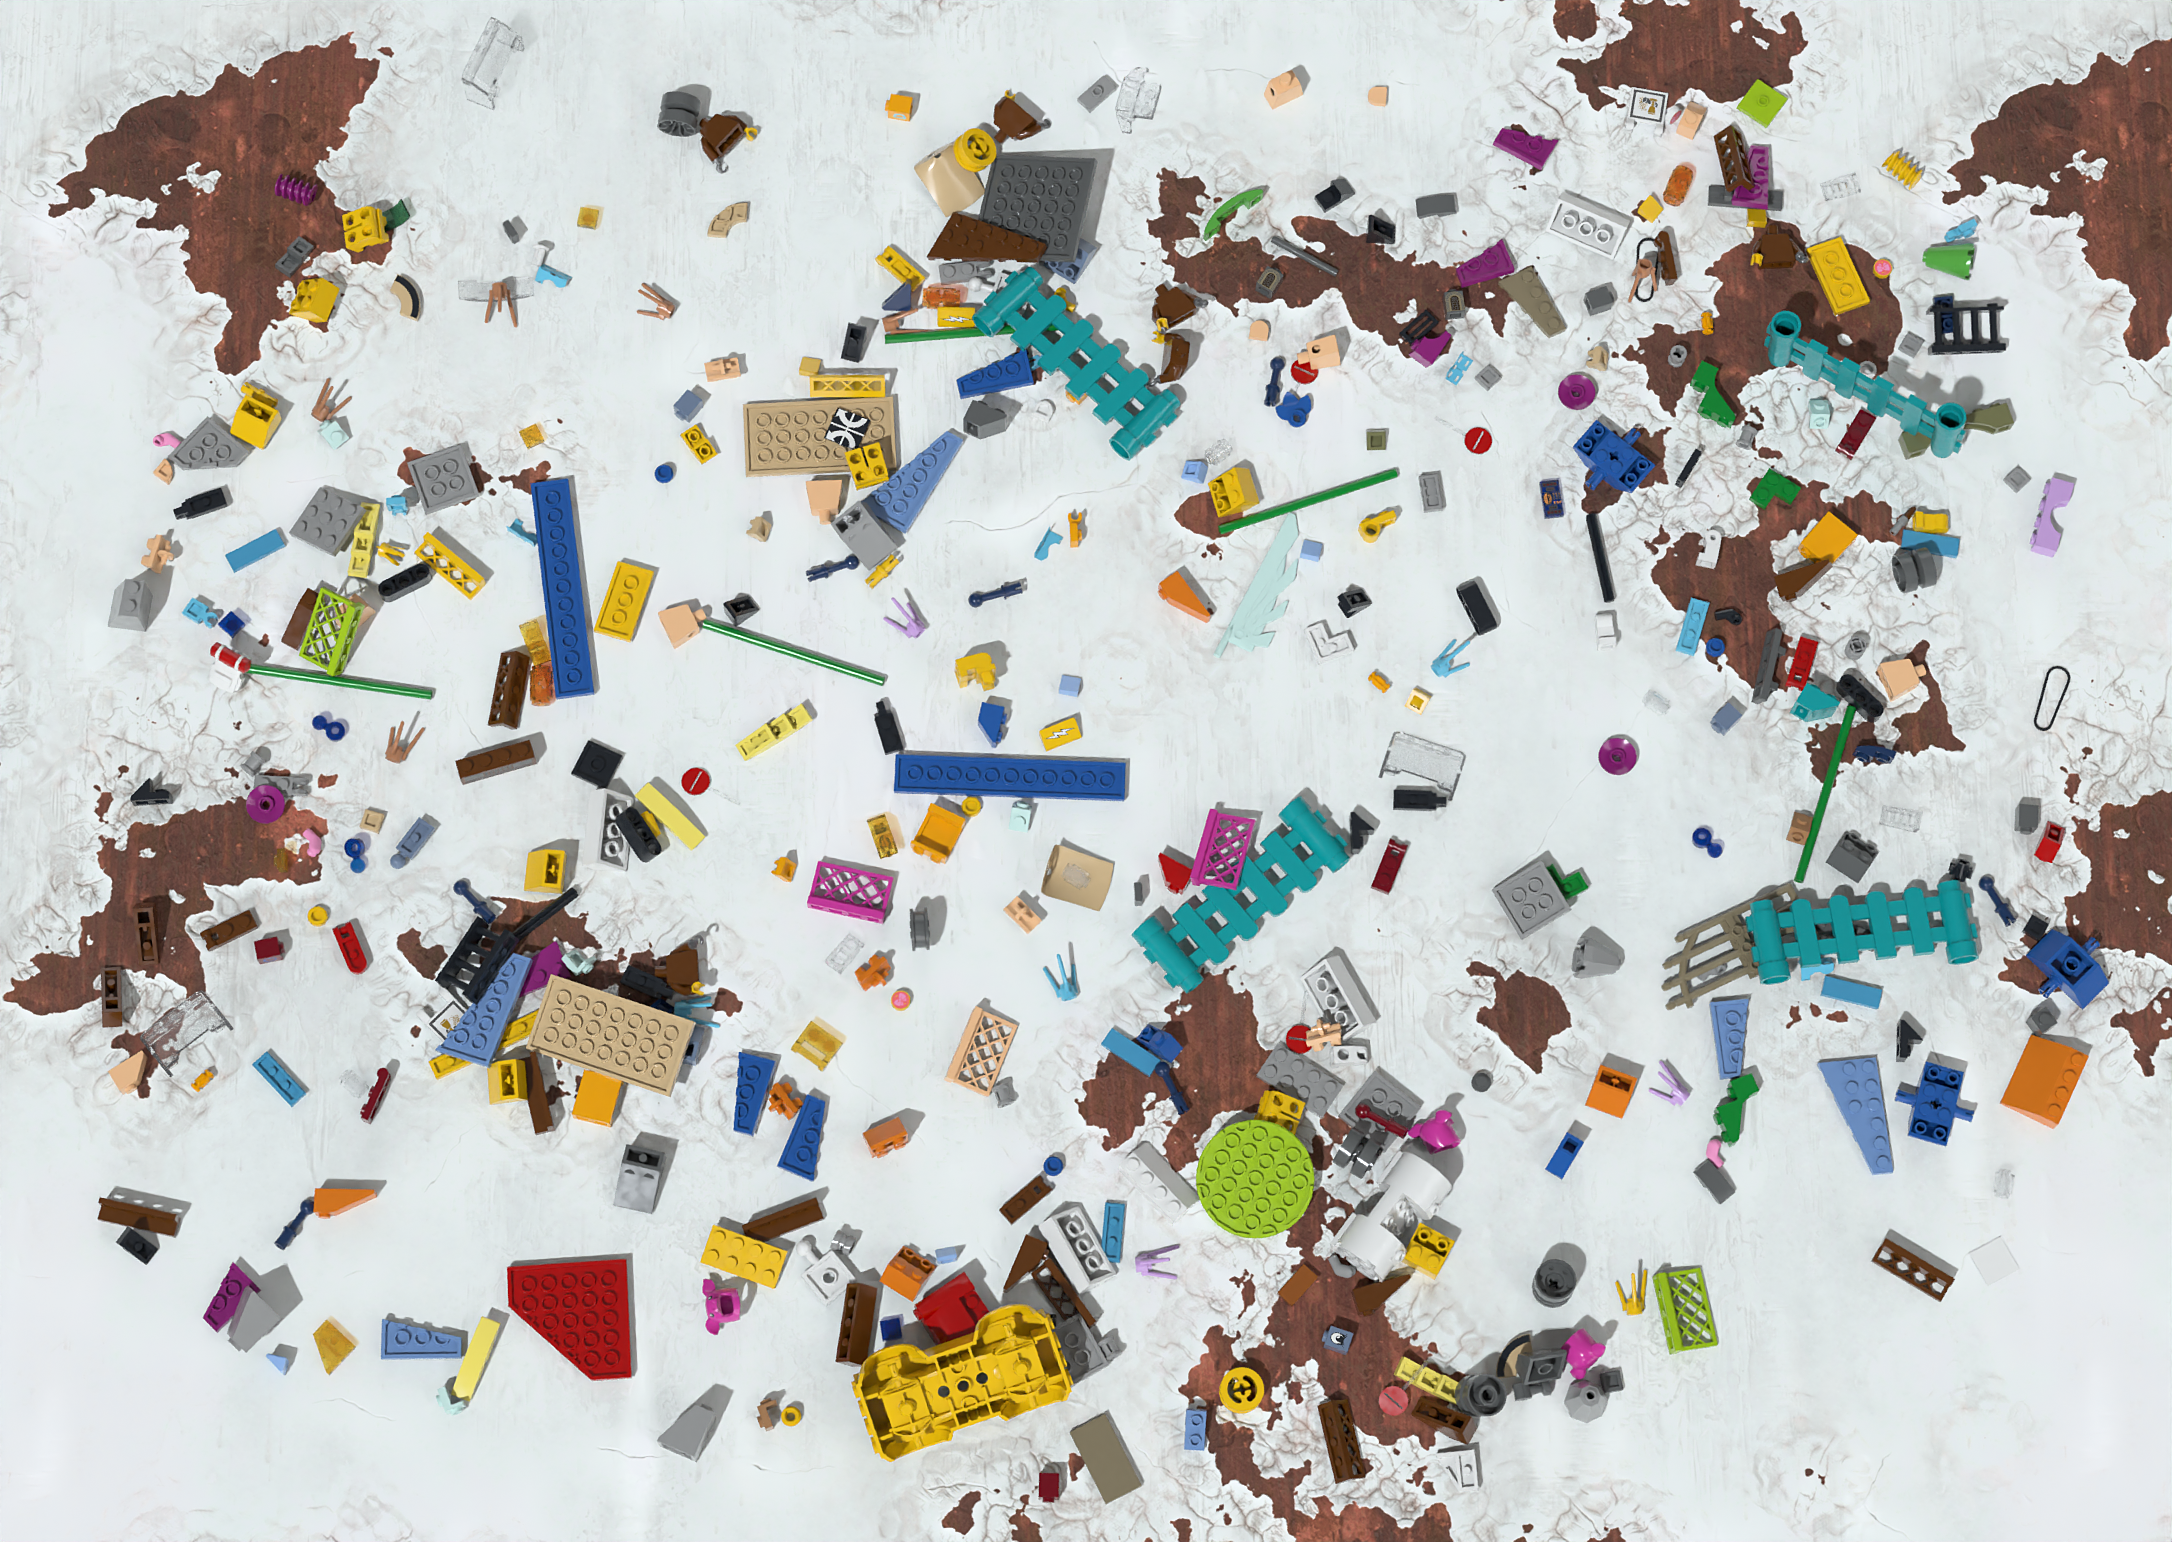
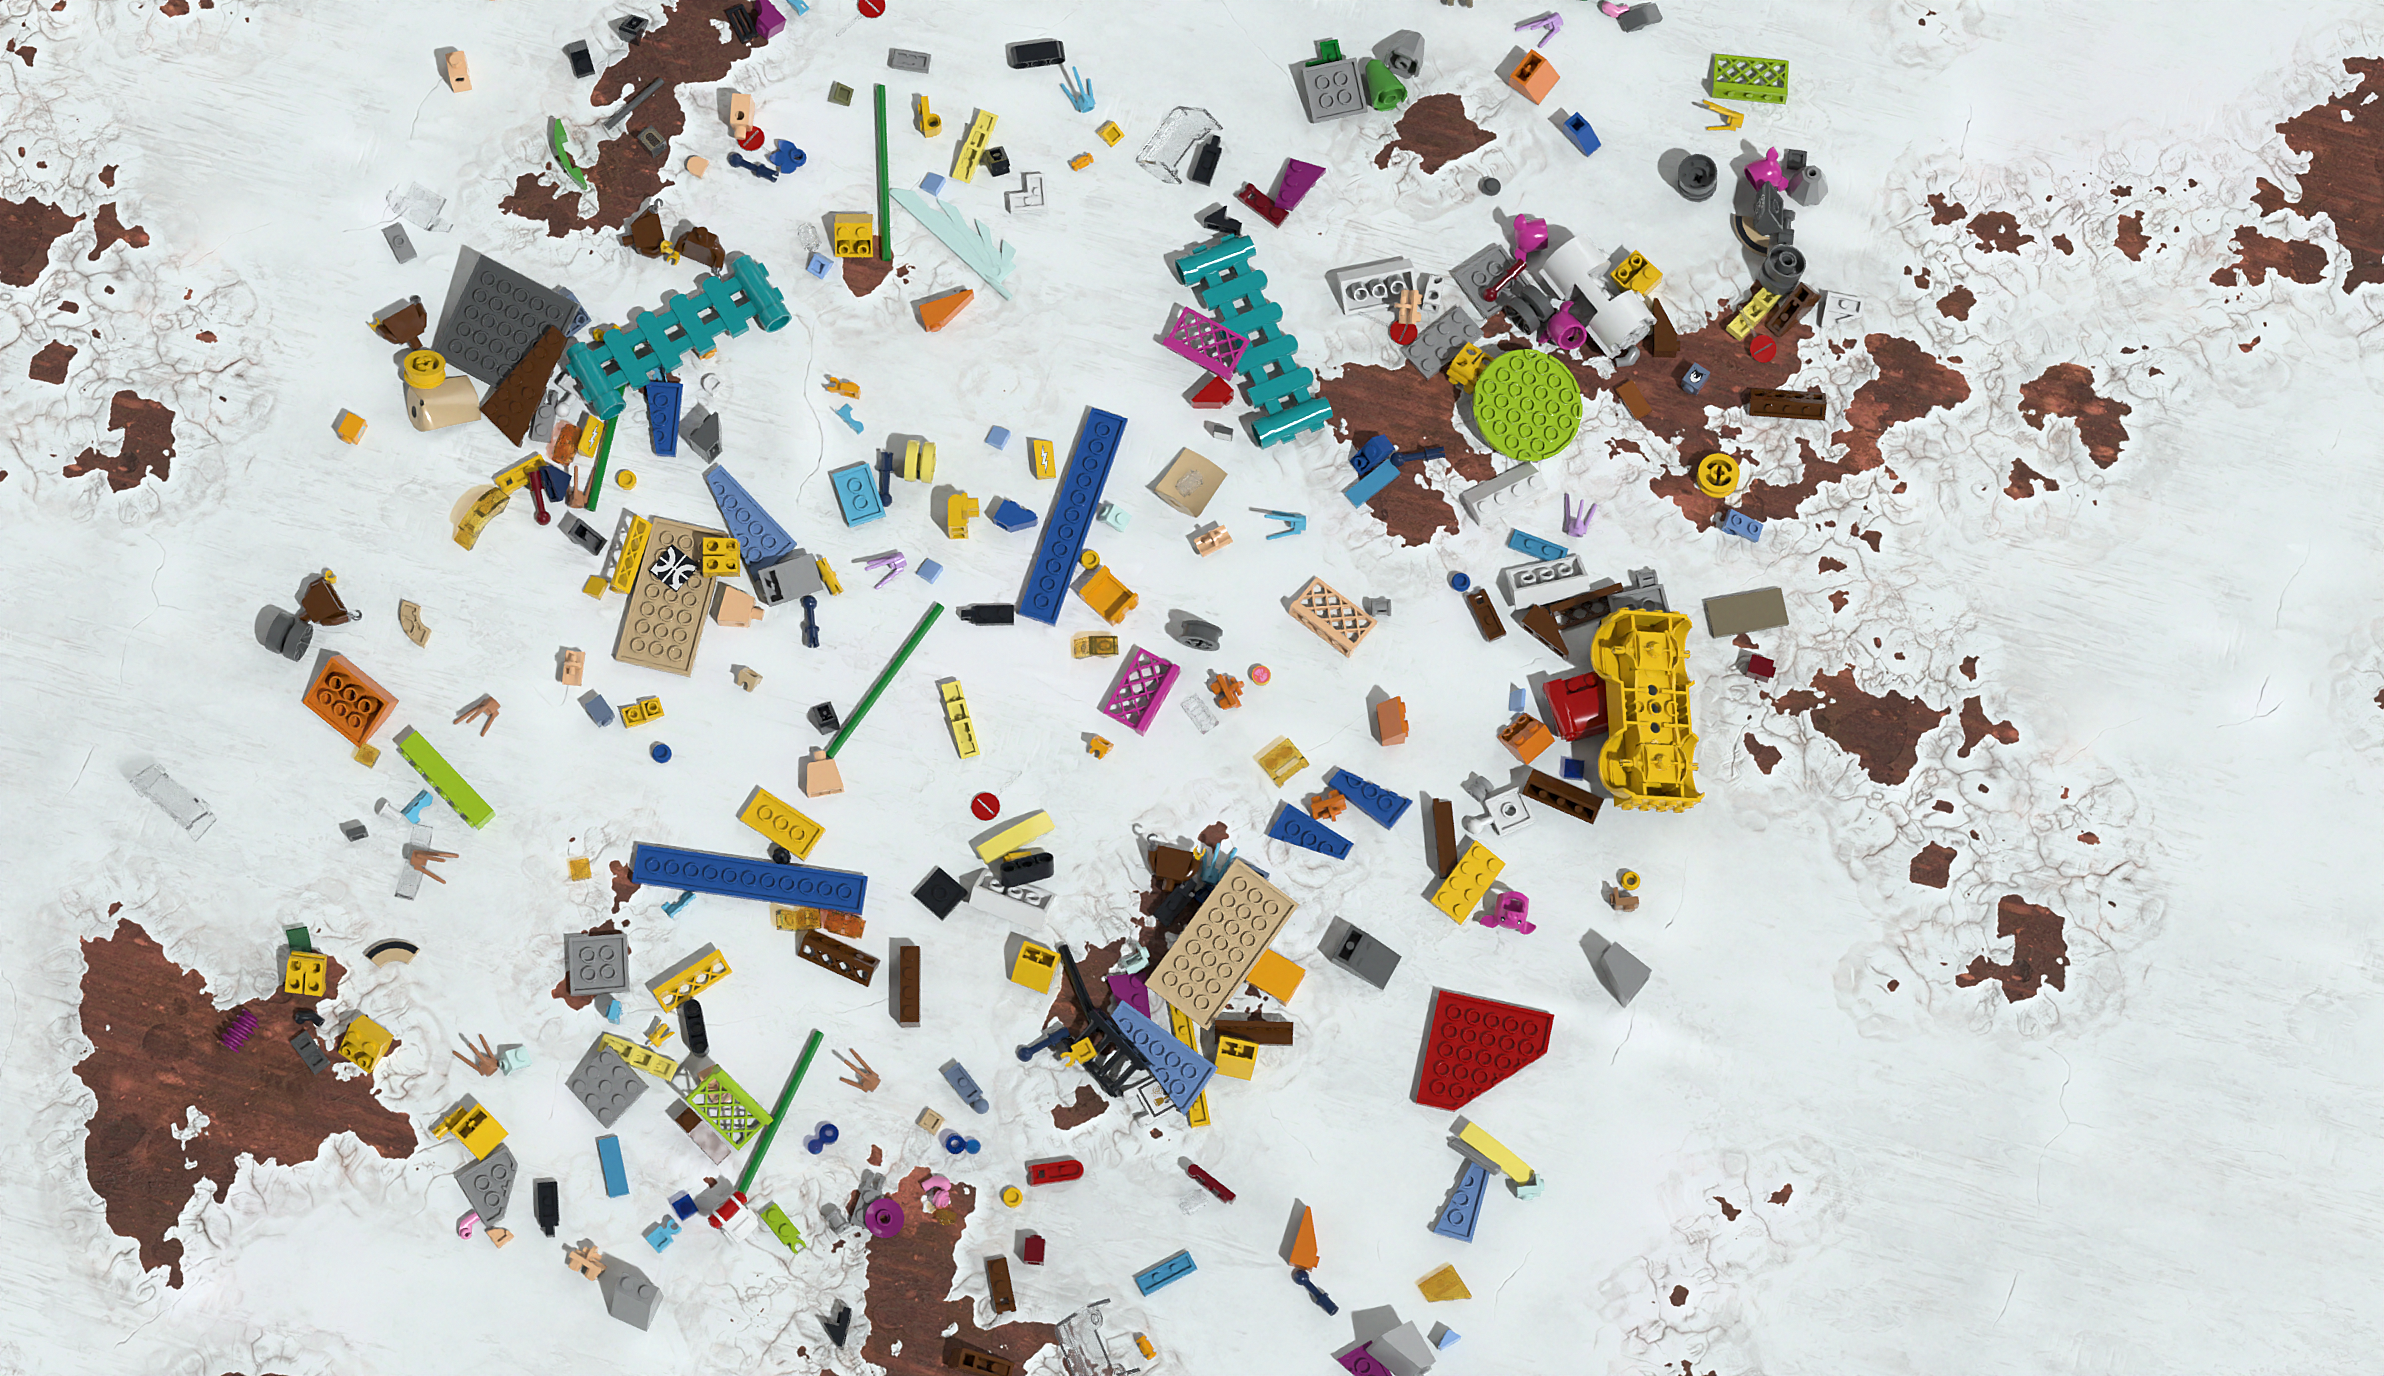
camera: 70 degrees left, 0 degrees up
(235, 717) = (782, 1227): none -> lime plate
(297, 850) = (941, 1199): none -> bright pink plate
(328, 244) = (309, 1015): none -> black arm
(465, 1339) = (1475, 1156): none -> light grey axle
(470, 935) = (1082, 1052): none -> yellow plate
(583, 293) = (447, 780): none -> lime brick
(592, 609) = (781, 856): none -> black plate
(636, 187) = (350, 700): none -> orange slope
(847, 241) = (478, 516): none -> clear yellow arch
(865, 299) = (542, 517): none -> dark red pin
(915, 662) = (930, 571): none -> light blue slope
(924, 363) = (627, 480): none -> yellow tile
(971, 574) = (859, 495): none -> medium azure plate
(1018, 617) = (917, 461): none -> light yellow wheel
(1348, 1190) = (1563, 326): none -> dark pink piece
(1357, 577) = (975, 146): none -> light yellow slope
(1424, 891) = (1297, 182): none -> magenta wing
(1551, 946) = (1384, 86): none -> bright green cone

